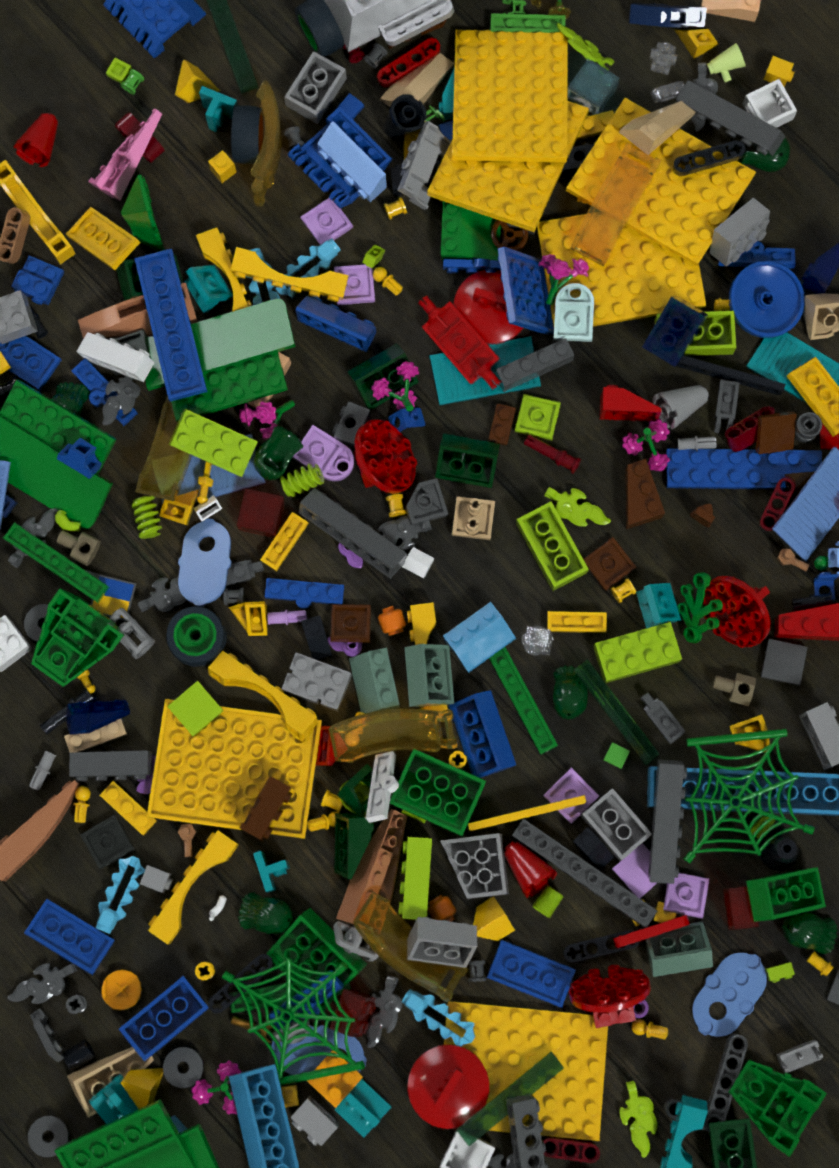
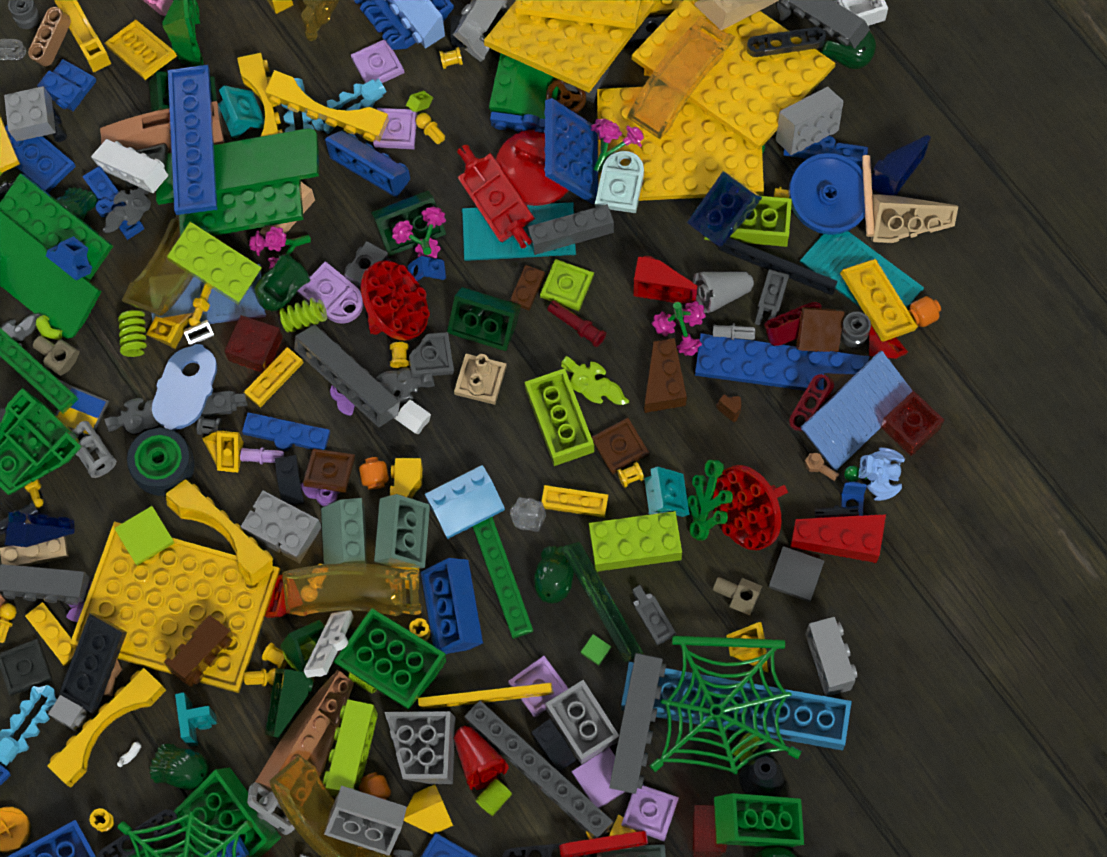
camera: 10 degrees right, 10 degrees down
(171, 832) = (93, 662): none -> black tile
(802, 297) = (868, 198): none -> light nougat bar

